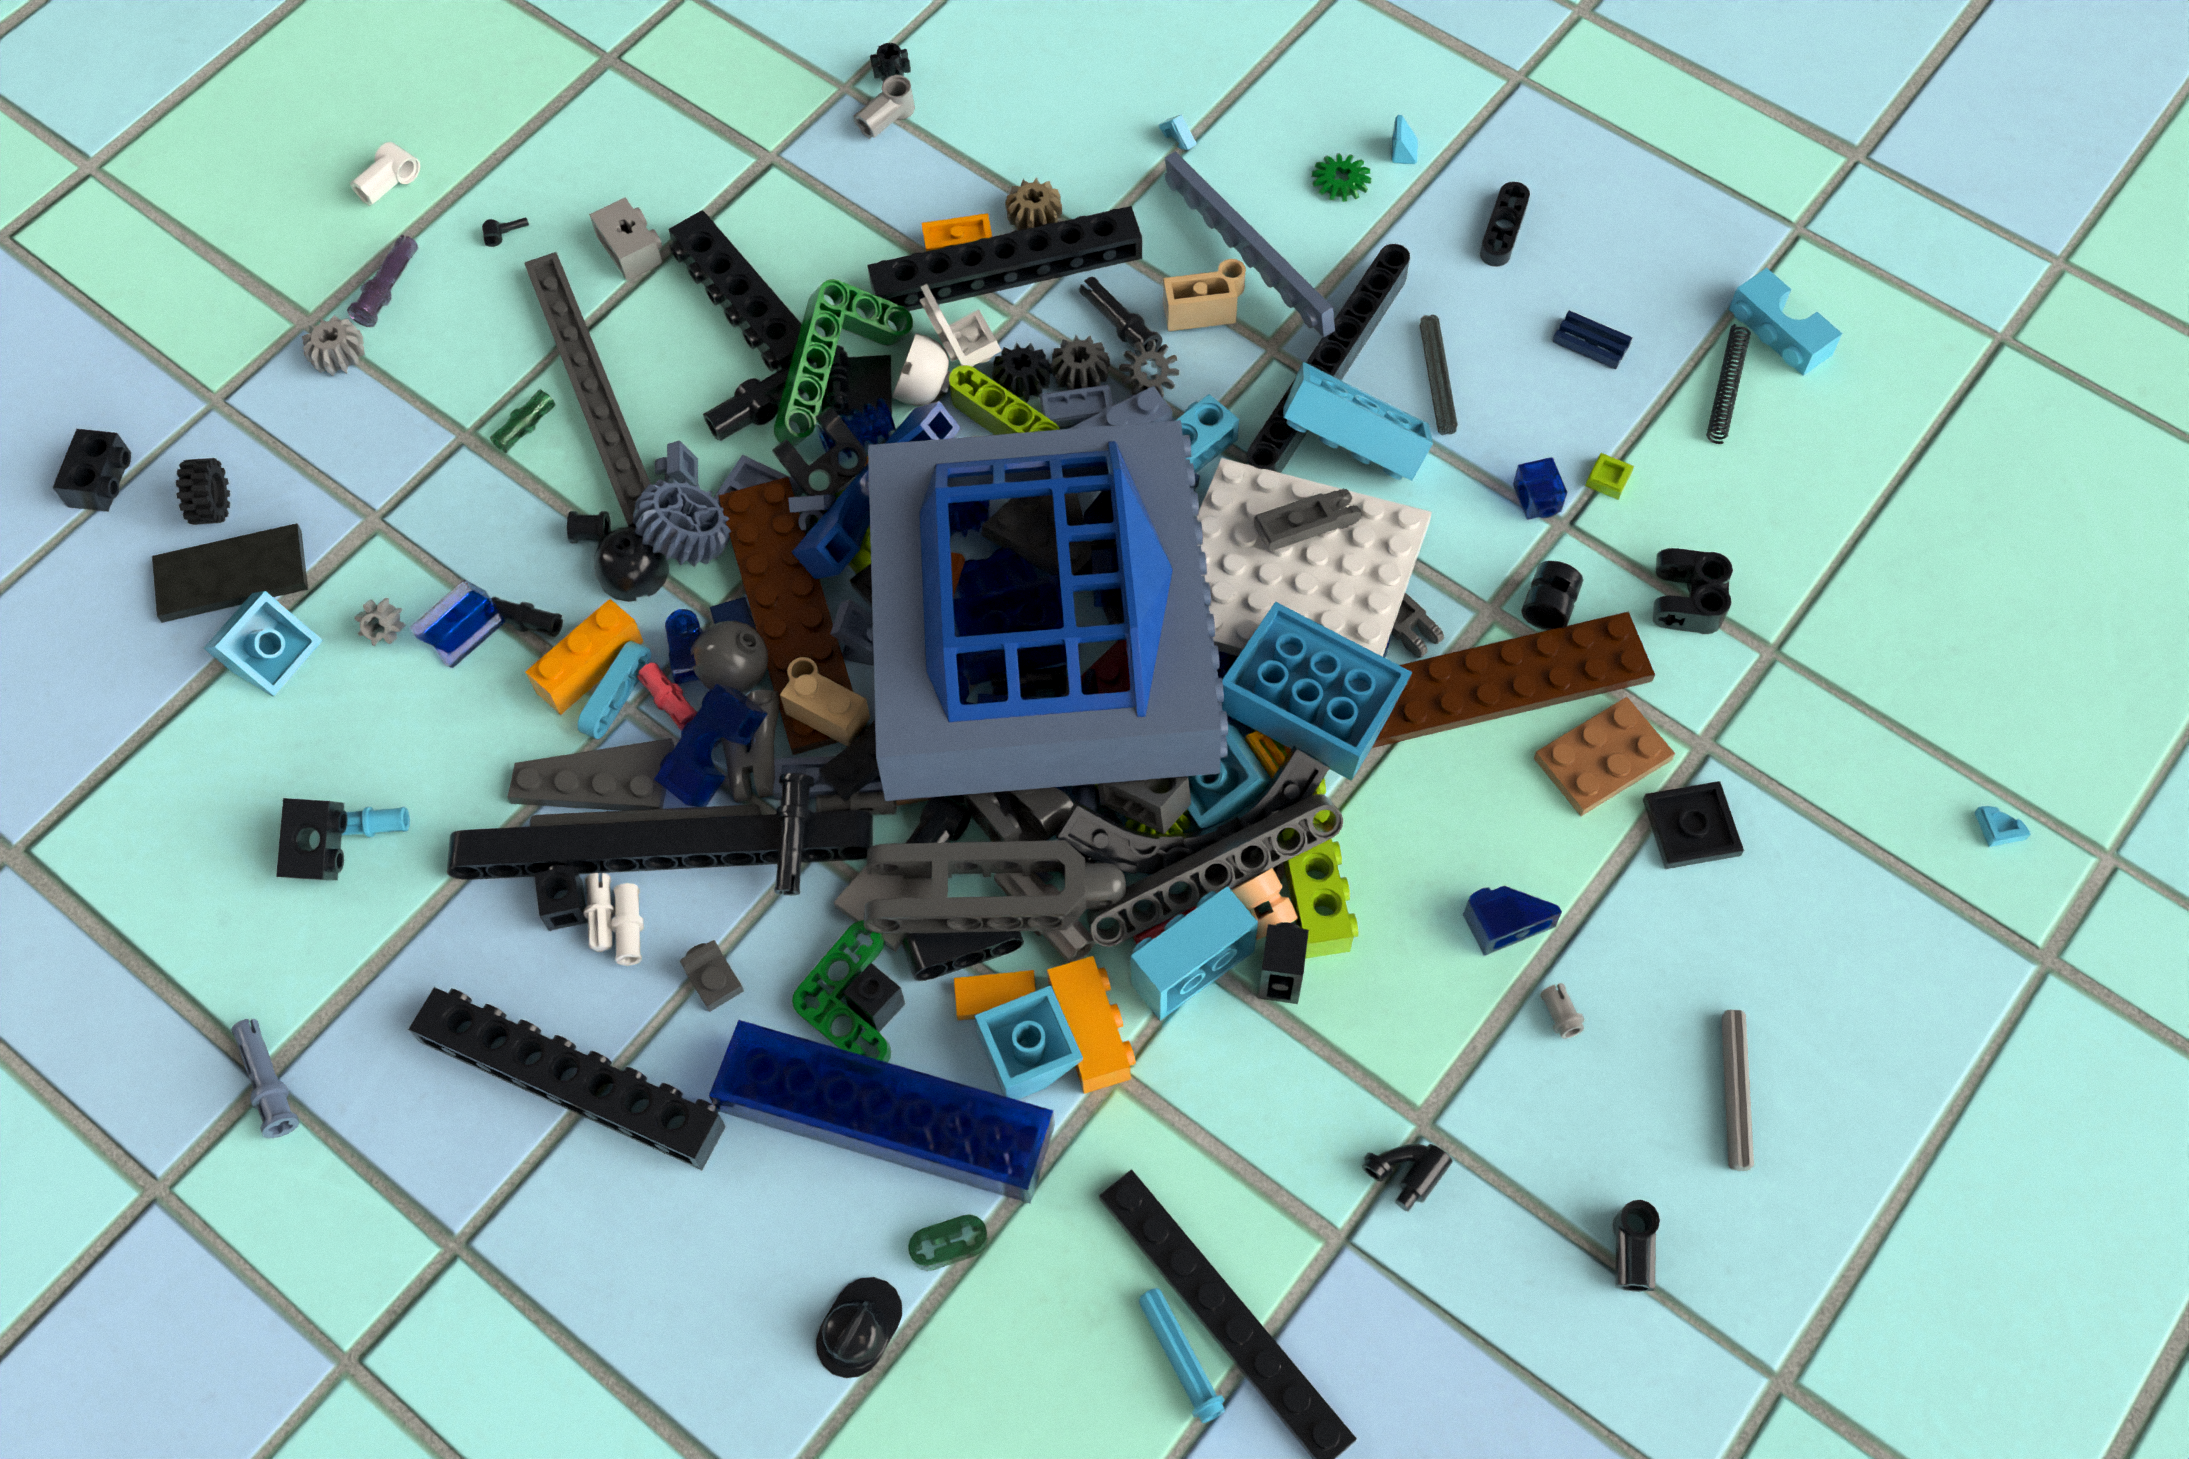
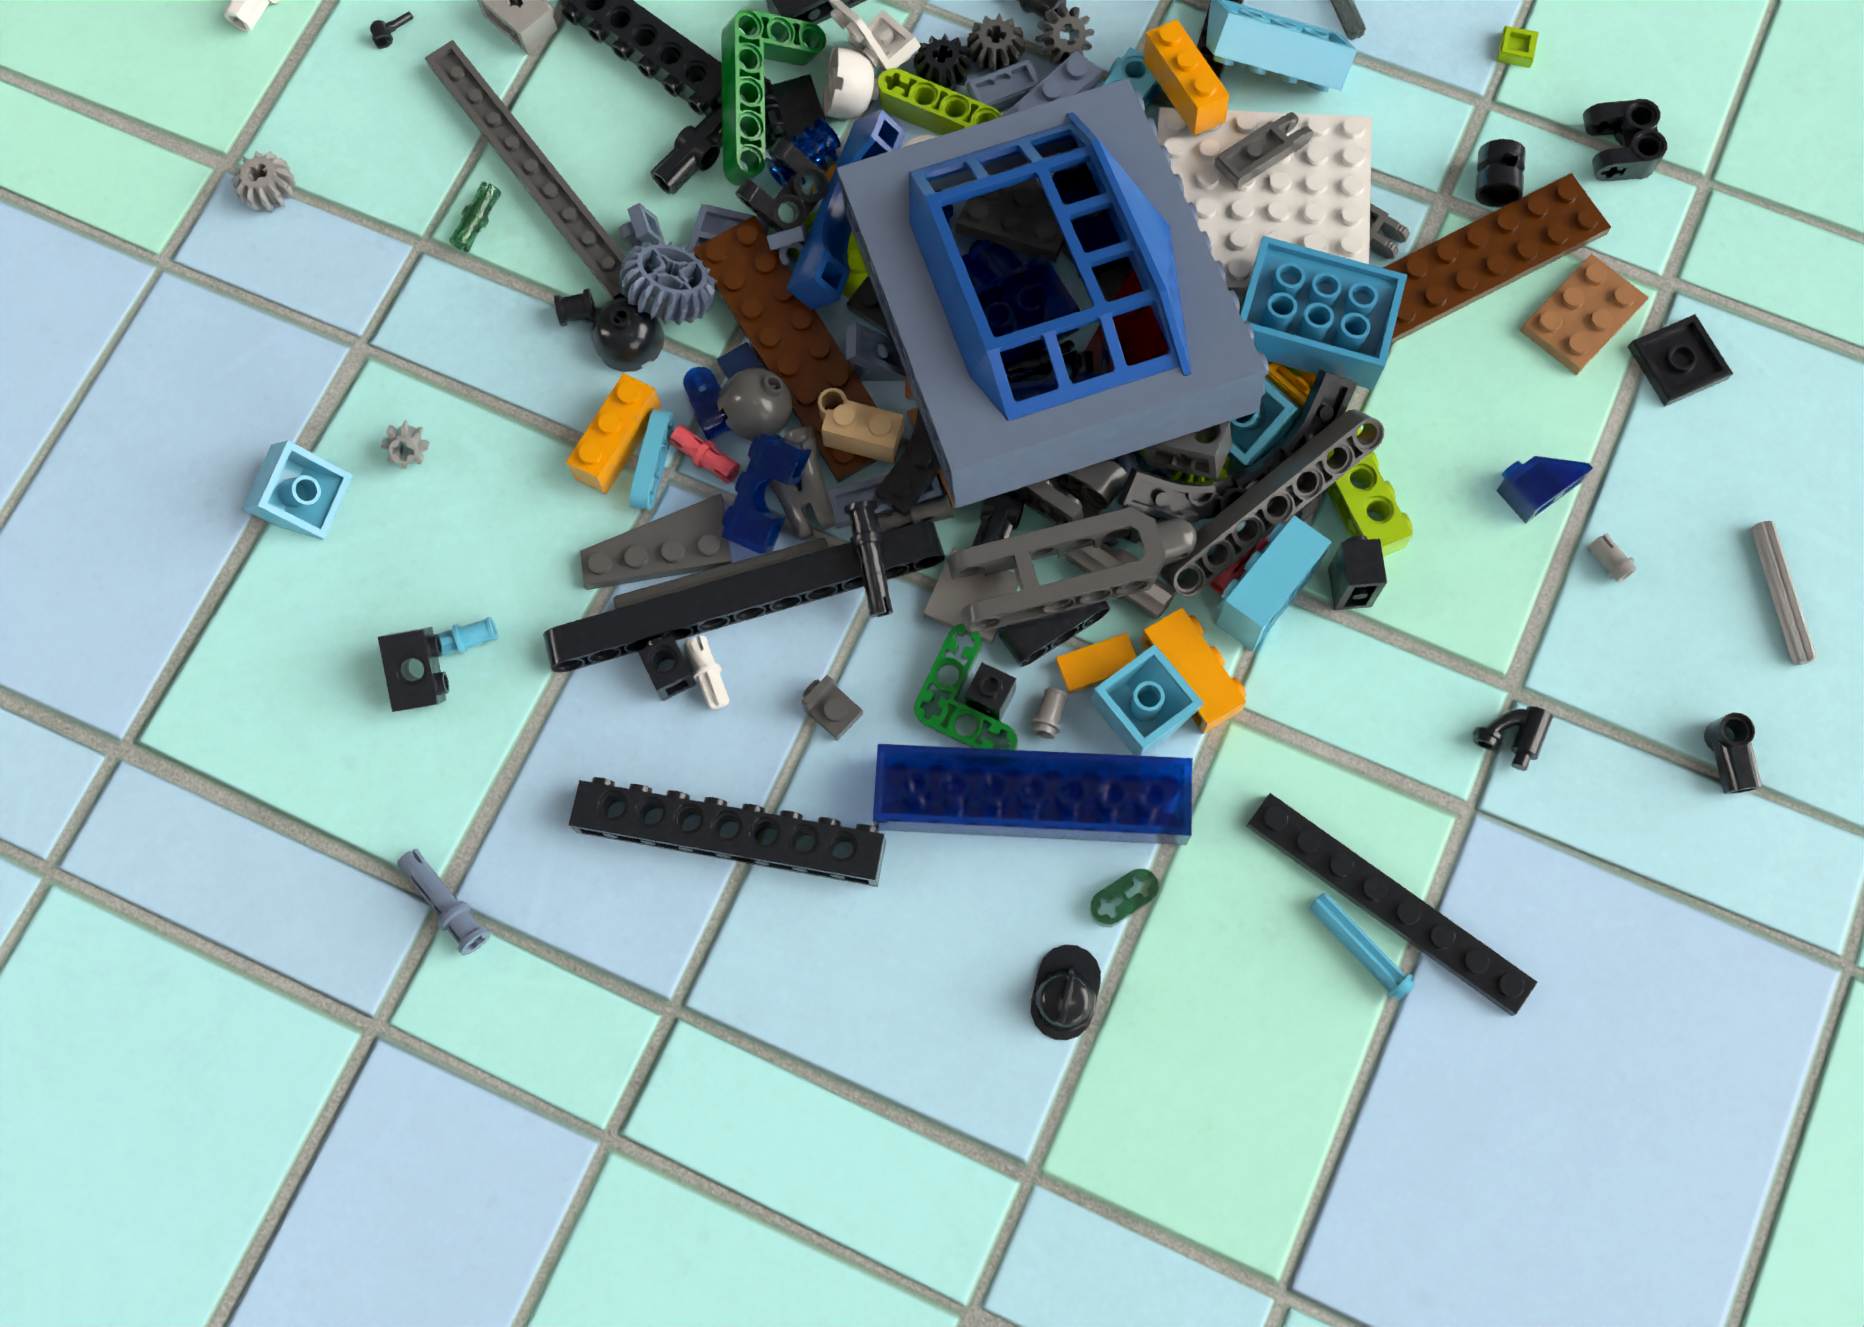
camera: 10 degrees left, 10 degrees up
(92, 470) = (67, 358): black brick -> none
(203, 491) = (187, 355): black tyre -> none
(229, 572) = (238, 429): pearl dark grey tile -> none
(377, 291) = (287, 116): clear purple pin -> none
(459, 622) = (483, 429): clear blue panel -> none
(527, 617) = (541, 408): black pin -> none
(627, 924) = (737, 678): white pin -> none
(929, 1034) = (1049, 713): none -> light grey pin
(1250, 434) = (1185, 77): none -> light orange brick
(1259, 890) = (1322, 510): light nougat wheel -> none
(1540, 488) = (1459, 72): clear blue brick -> none

